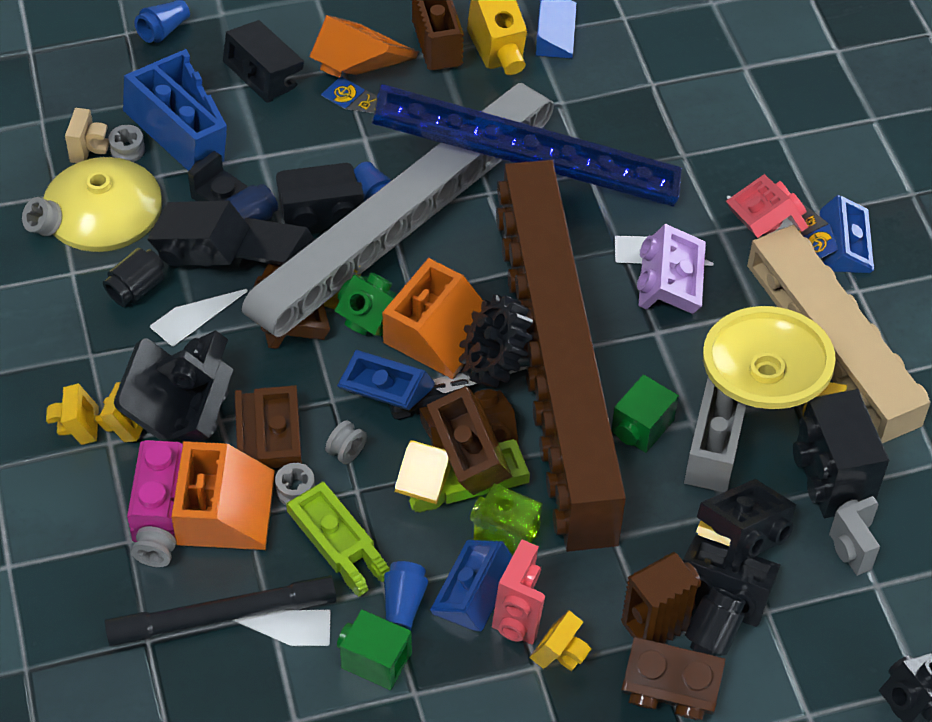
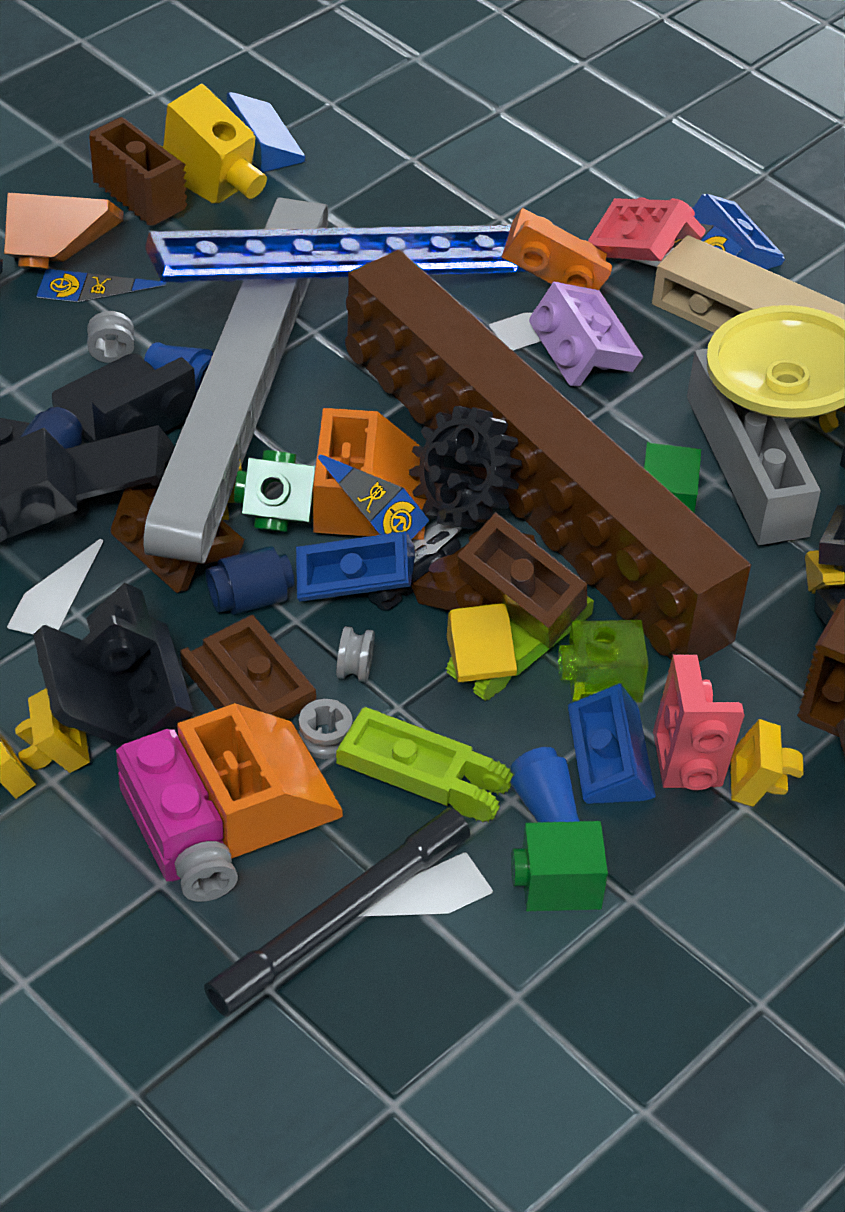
camera: 30 degrees left, 5 degrees down
(312, 360) = (249, 580): none -> dark blue brick
(342, 145) = (110, 323): none -> light grey bush
(424, 344) = (381, 502): none -> sticker
(690, 201) = (554, 253): none -> orange bracket

